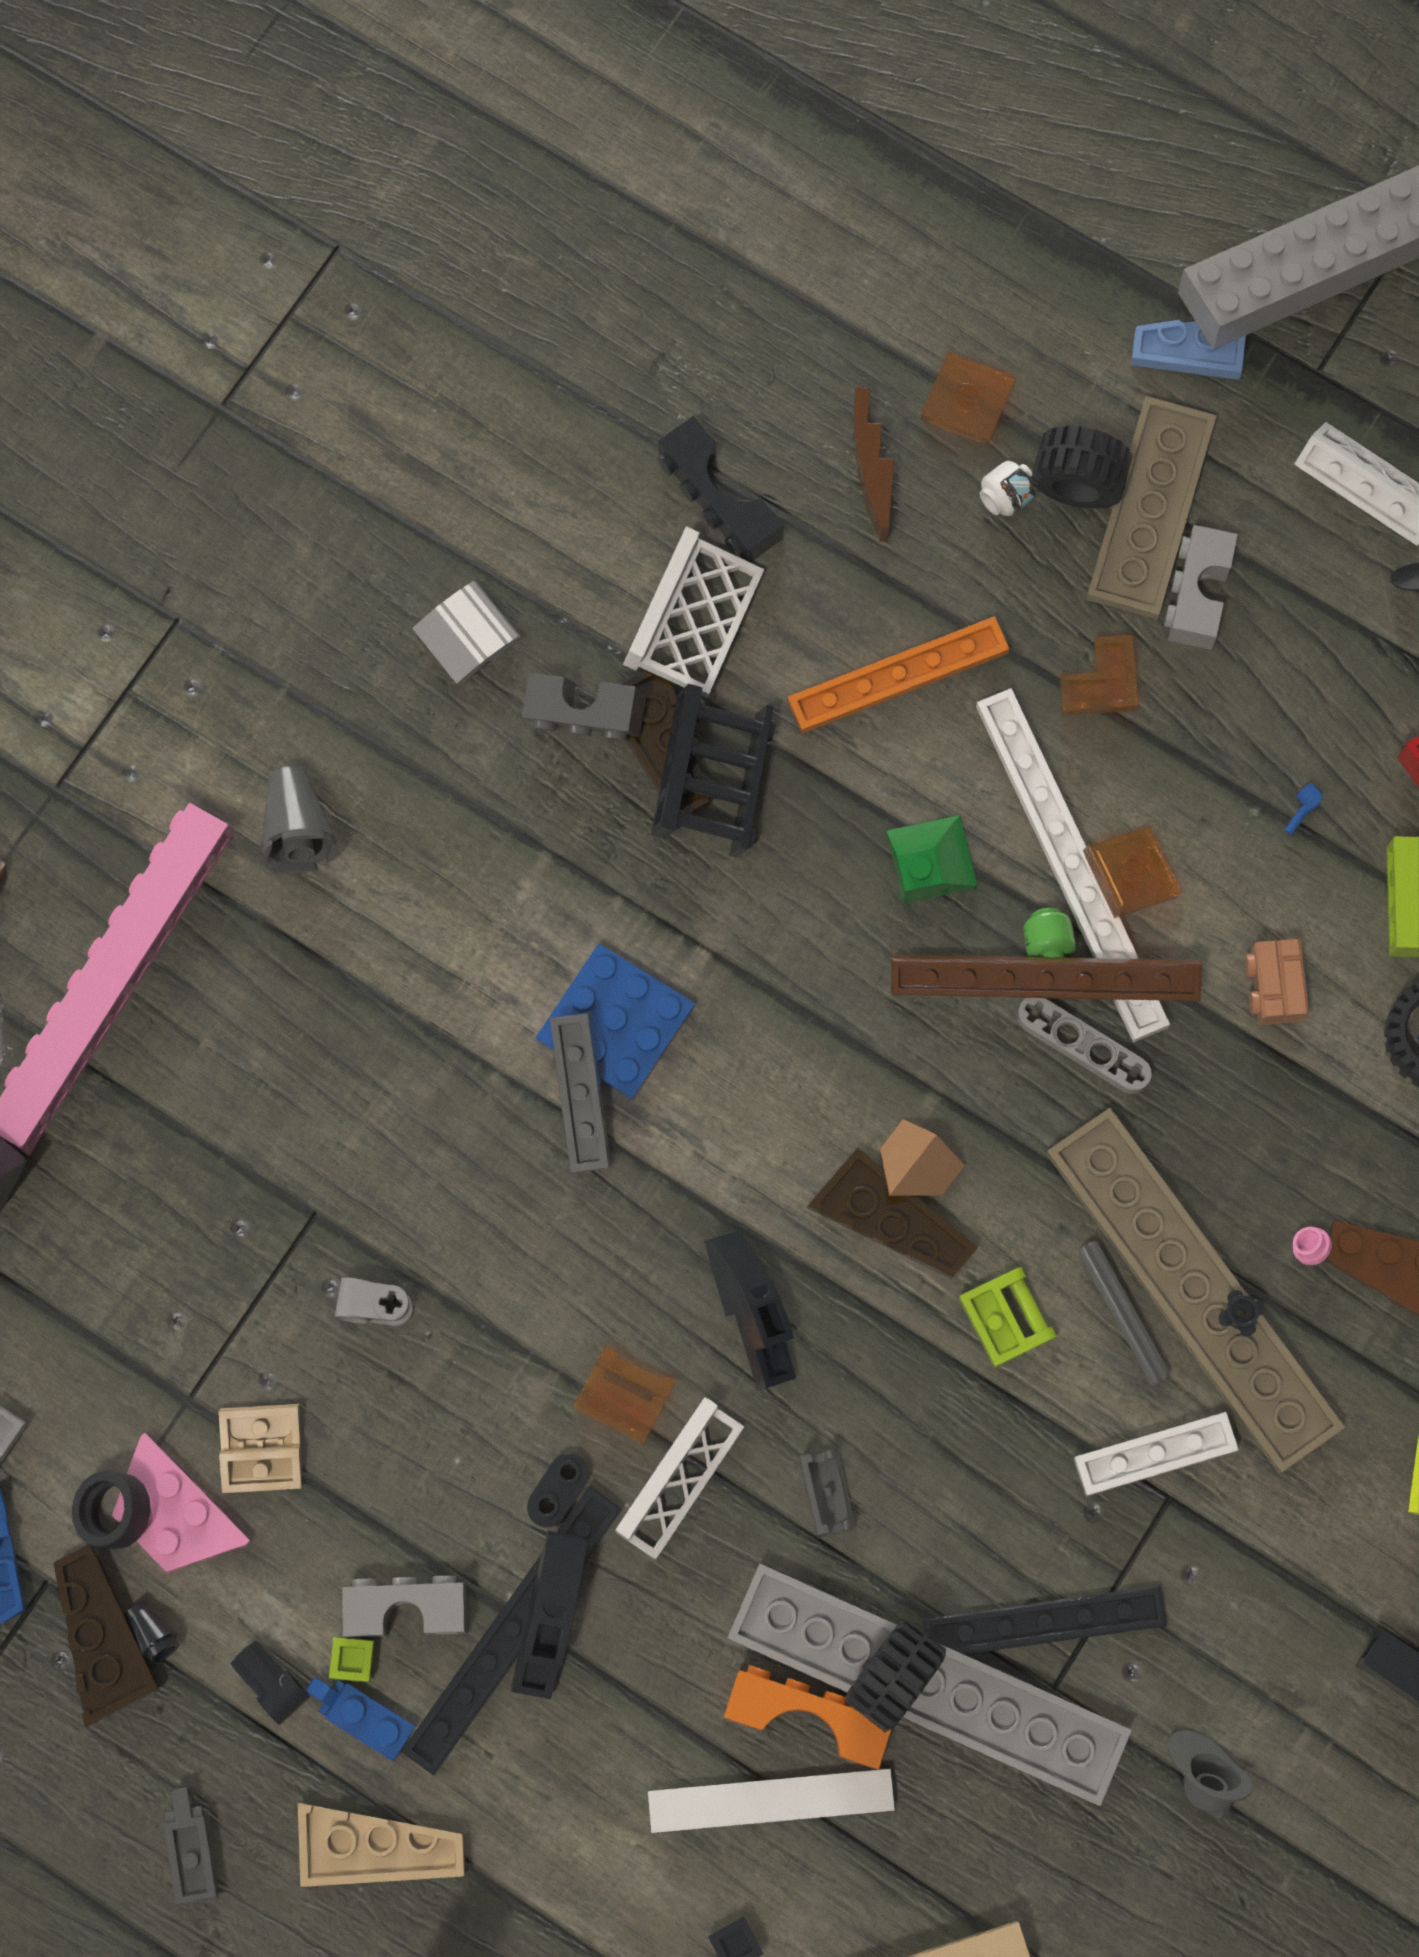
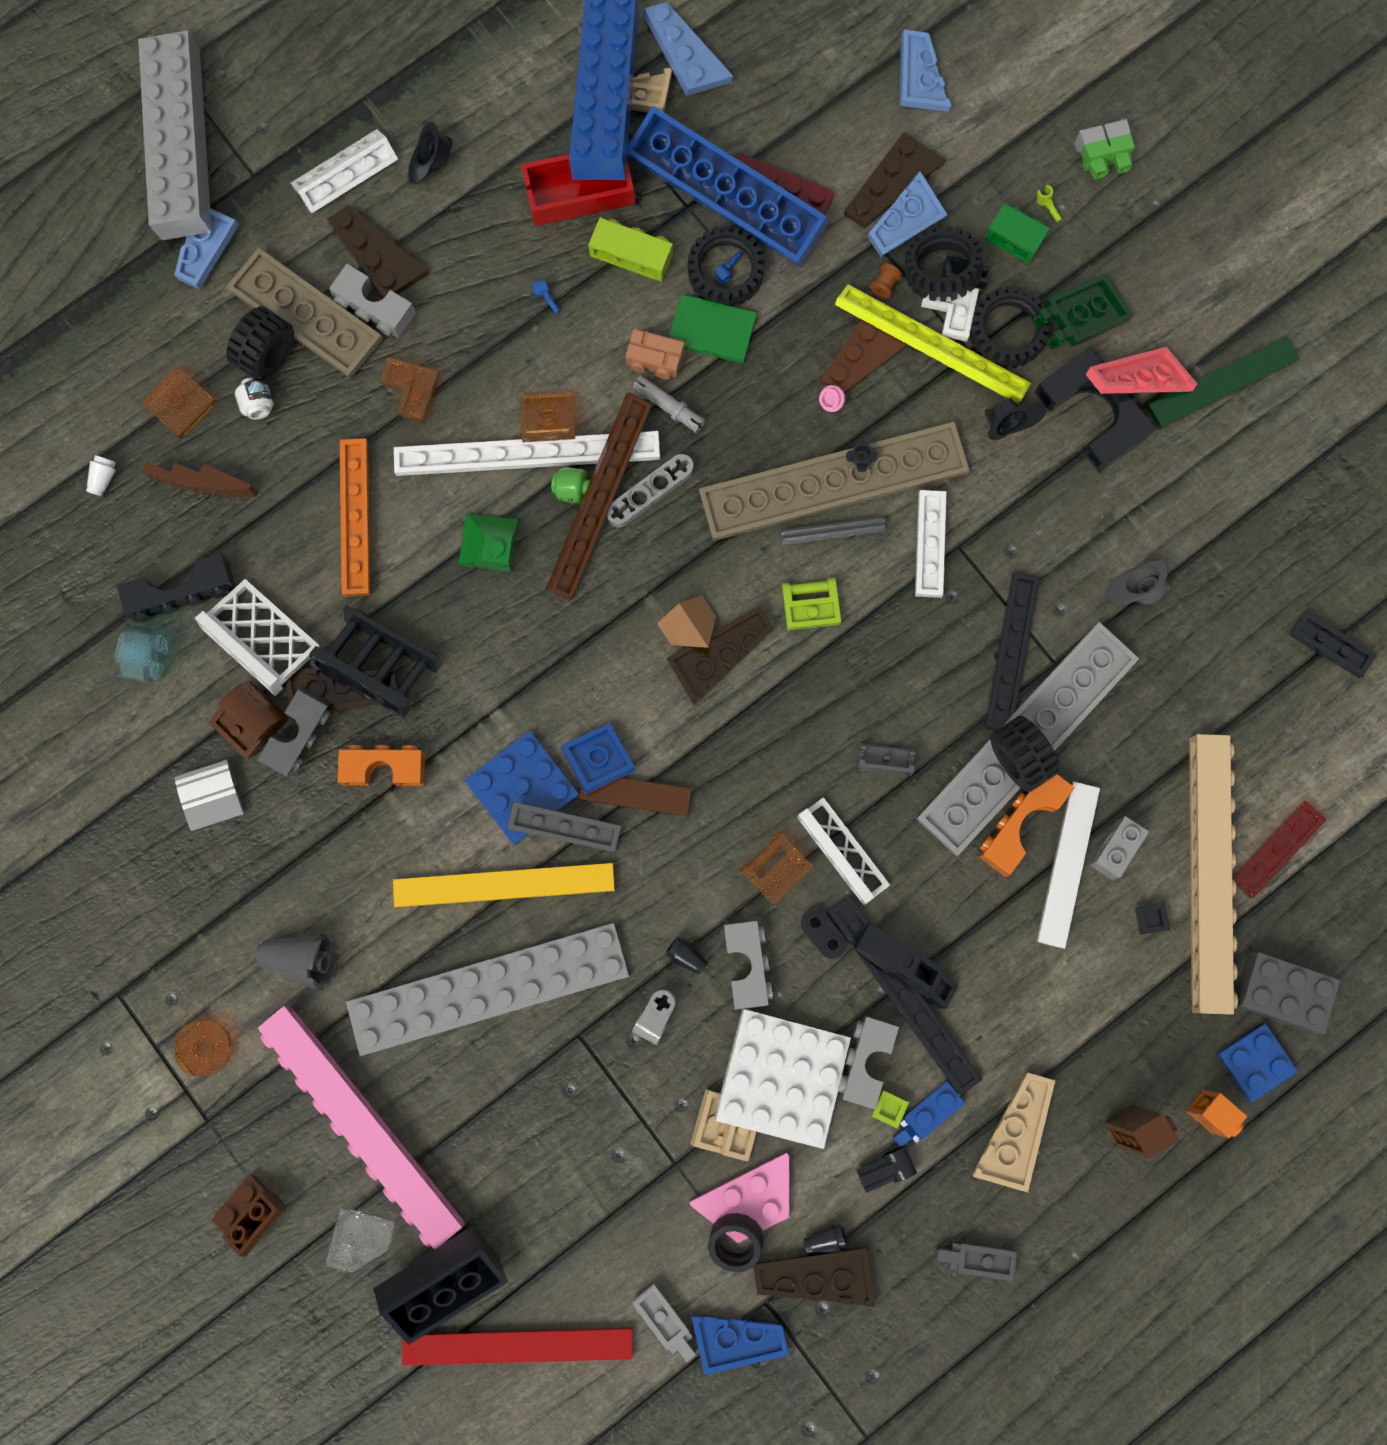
camera: 70 degrees left, 5 degrees up
(150, 767) = (186, 1048): none -> clear orange plate
(337, 1076) = (487, 989): none -> light grey plate
(345, 1500) = (782, 1079): none -> white plate
(452, 1420) = (746, 939): none -> light grey arch
(465, 1315) = (686, 956): none -> black cone
(479, 1047) = (503, 885): none -> yellow tile
(568, 801) = (357, 765): none -> orange arch
(580, 641) = (247, 718): none -> reddish brown brick
(615, 479) = (140, 653): none -> clear light blue brick
(659, 1173) = (642, 796): none -> reddish brown tile
(688, 1104) = (597, 758): none -> blue plate
(760, 1315) = (741, 761): black slope -> none
(817, 1863) = (1118, 848): none -> light grey brick
(833, 340) = (100, 474): none -> white cone
(1211, 1041) = (669, 404): none -> light grey pin
(1269, 571) = (375, 253): none -> dark brown wing
(1348, 1048) = (713, 328): none -> green tile
(1384, 1506) = (1011, 417): none -> black piece

